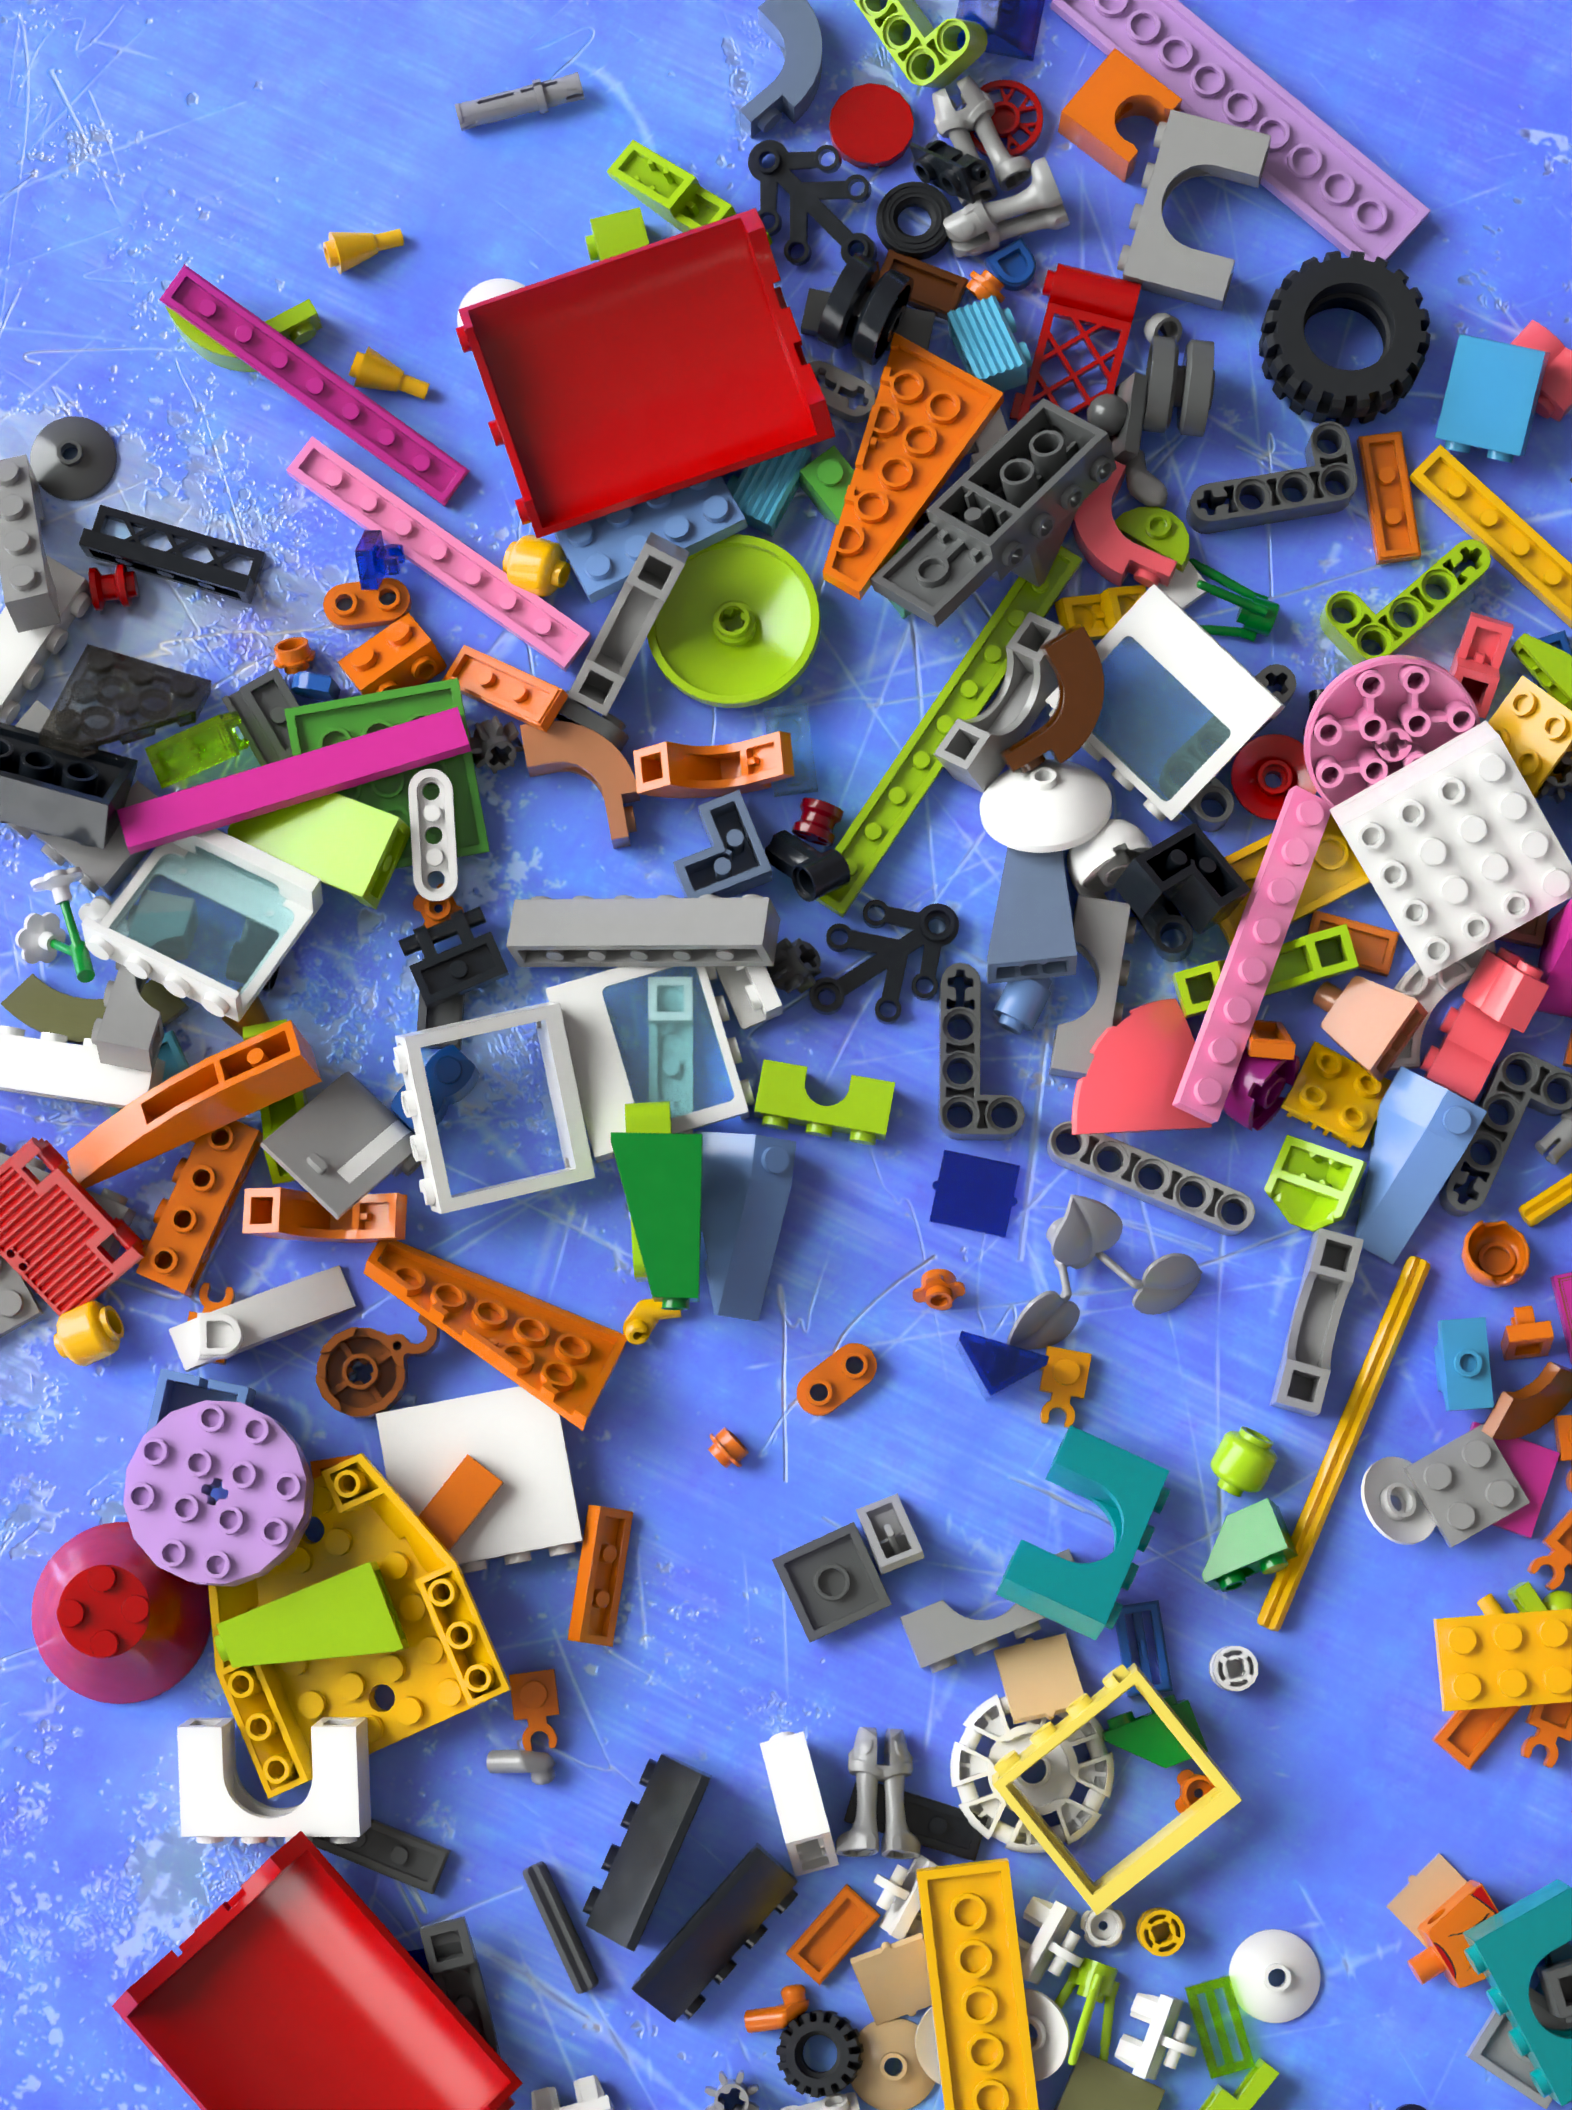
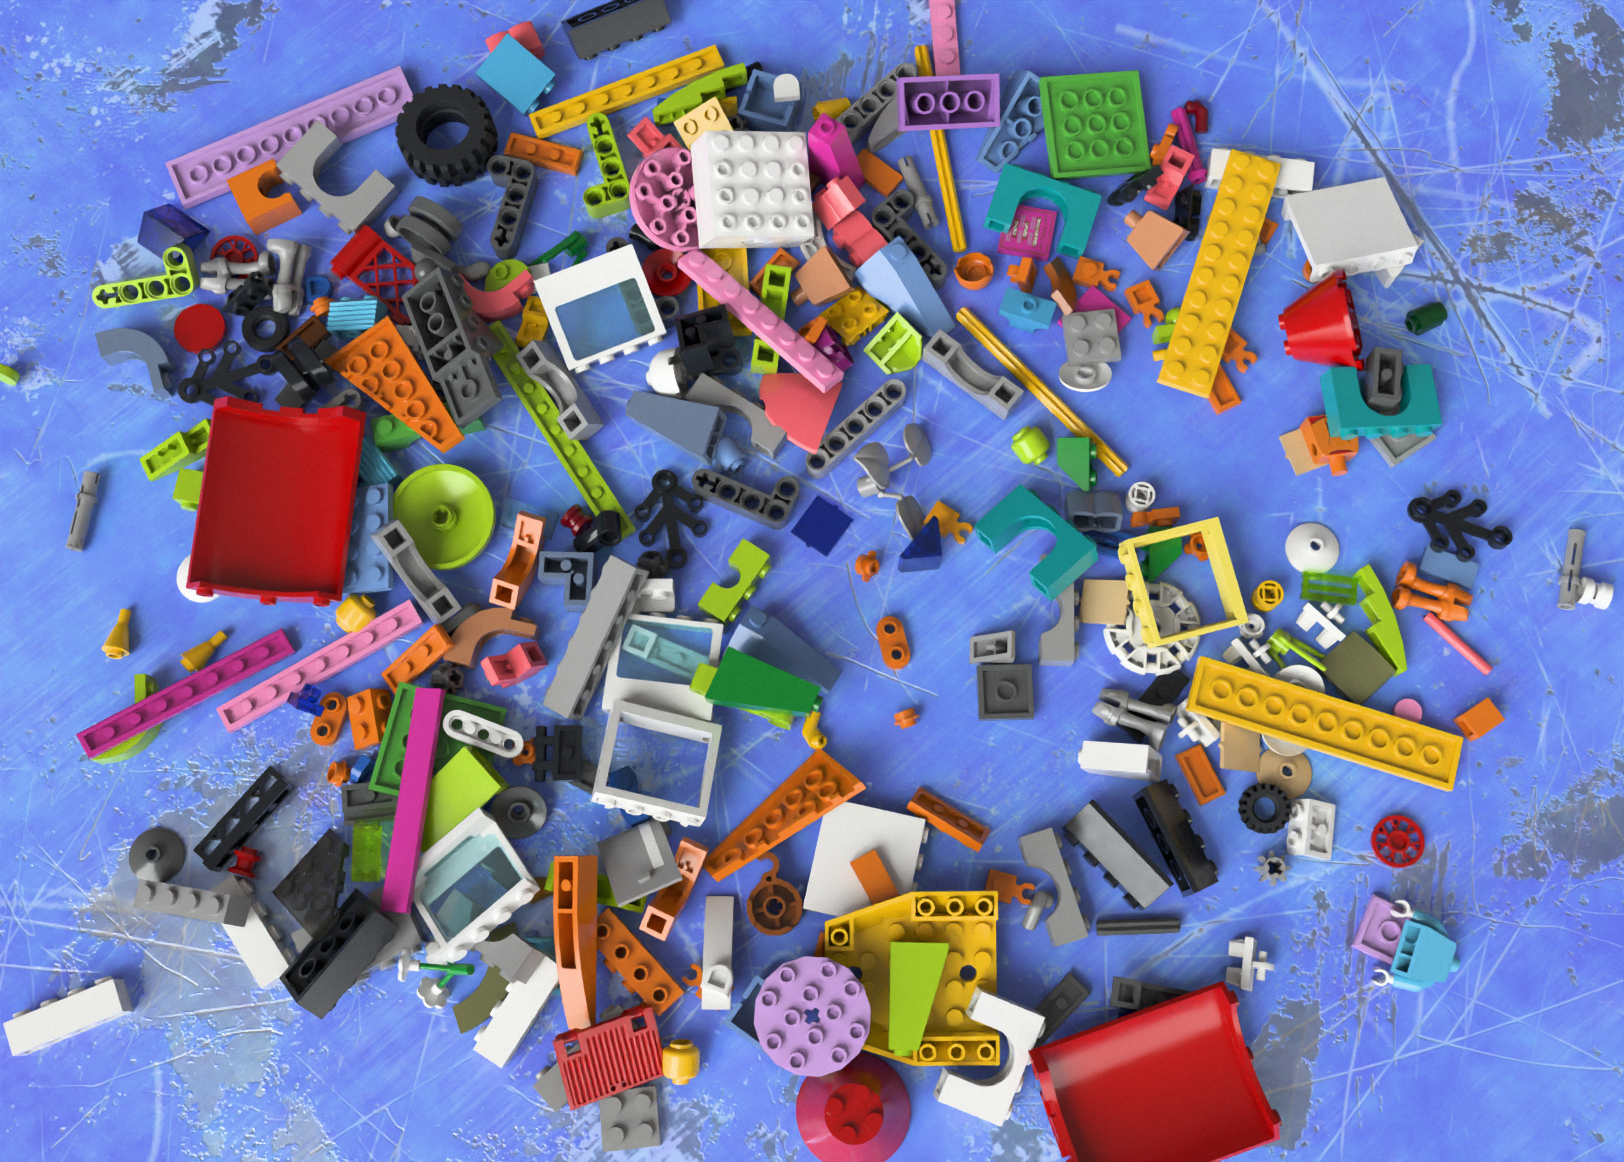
camera: 65 degrees left, 5 degrees down
(329, 942) = (523, 823): none -> dark grey dish
(520, 1813) = (1042, 852): none -> light grey arch
(557, 832) = (514, 666): none -> coral brick
(778, 2016) = (1235, 822): orange arm -> none
(1046, 807) = (627, 393): white dish -> none
(1078, 704) = (581, 349): reddish brown arch -> none
(1177, 1603) = (1094, 511): none -> sand blue brick
(1215, 1716) = (1157, 517): none -> orange plate

